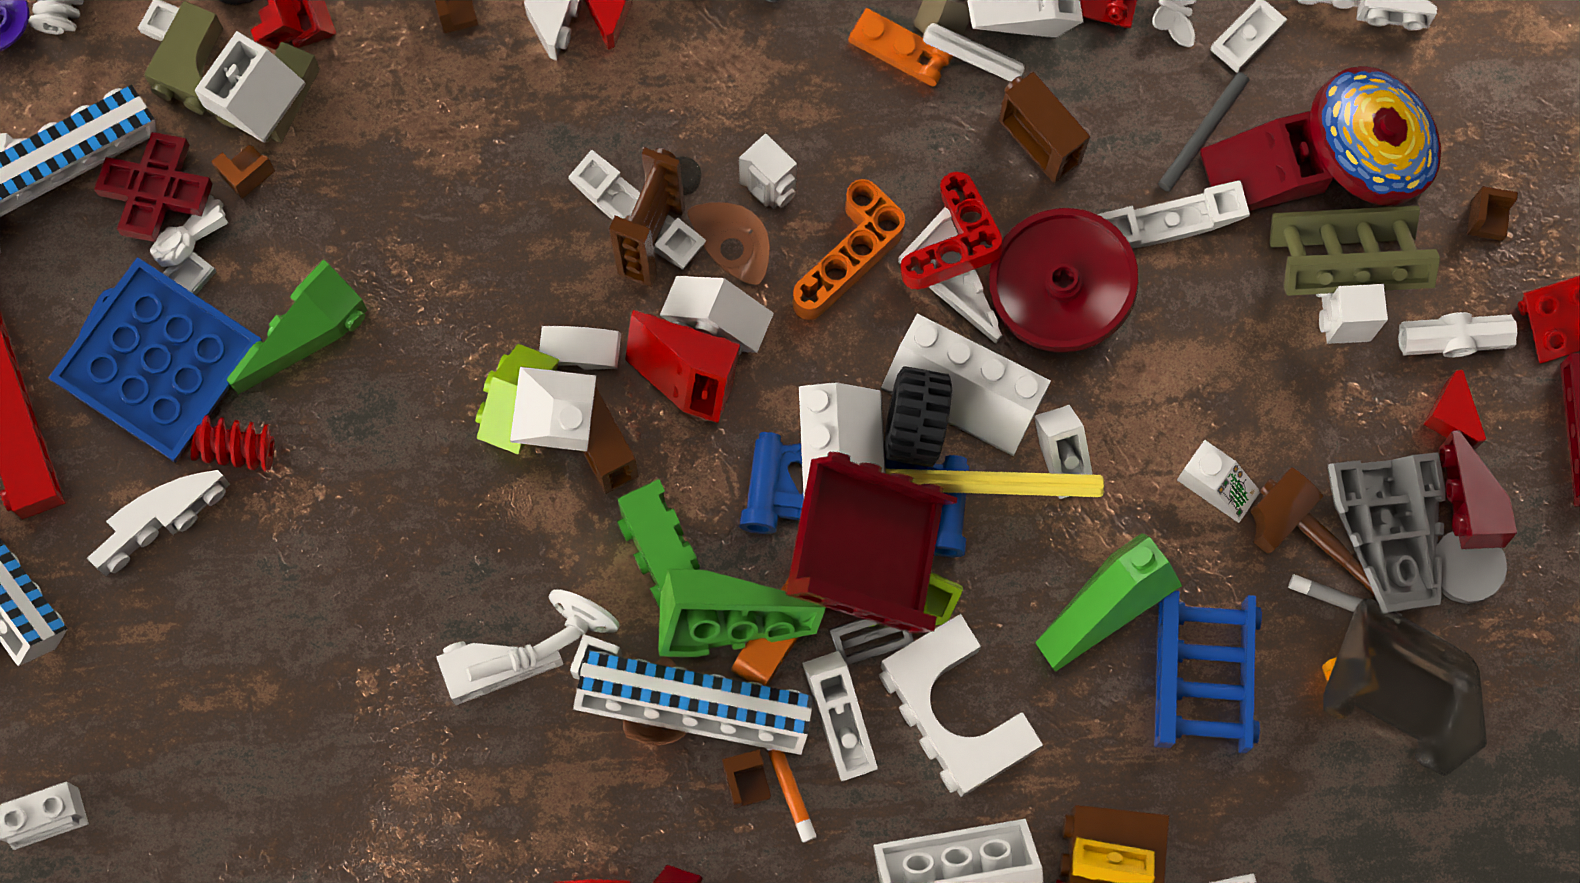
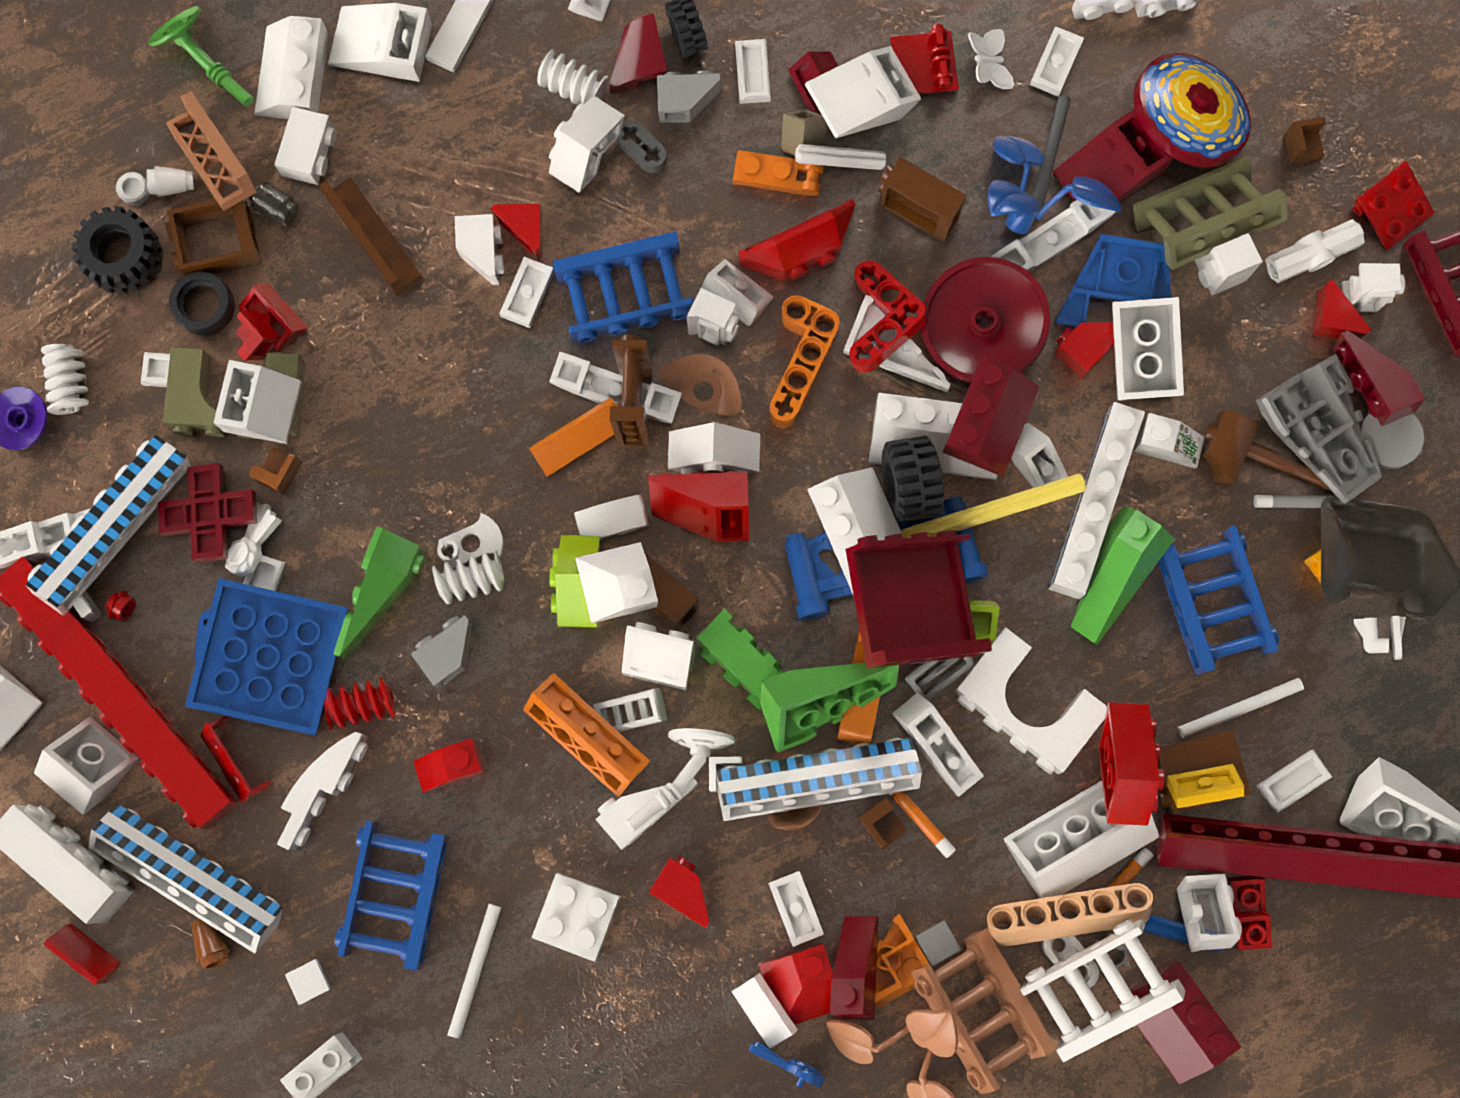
camera: 15 degrees left, 5 degrees up
(23, 251) = (120, 606): none -> red plate
(62, 719) = (308, 981): none -> white tile
(68, 455) = (226, 763): none -> red piece
(207, 693) = (417, 916): none -> blue fence
(244, 774) = (474, 971): none -> white bar
(304, 544) = (449, 765): none -> red slope
(346, 424) = (446, 653): none -> light grey slope
(376, 755) = (576, 917): none -> white brick
(402, 354) = (469, 578): none -> white piece
(441, 325) = (488, 534): none -> white piece
(463, 564) = (586, 733): none -> orange fence
(500, 768) = (682, 890): none -> red slope
(551, 564) = (657, 705): none -> white slope
(567, 250) = (574, 438): none -> orange tile
(570, 507) = (658, 656): none -> white slope
(582, 77) = (527, 292): none -> white plate
(616, 835) = (796, 908): none -> white plate
(674, 75) = (602, 264): none -> blue fence
(815, 162) = (738, 288): none -> white slope
(896, 132) = (801, 246): none -> red wedge
(1027, 379) = (991, 416): none -> dark red slope
(1038, 808) = (1129, 764): none -> red brick
(1113, 516) = (1097, 501): none -> white brick
(1151, 177) = (1022, 208): none -> blue plant
(1169, 346) = (1085, 346): none -> red slope
(1190, 799) = (1240, 708): none -> white bar
(1228, 370) = (1148, 348): none -> white slope
(1239, 285) = (1118, 272): none -> blue wing
(1363, 782) = (1368, 630): none -> white piece
(1505, 393) = (1374, 286): none -> white window

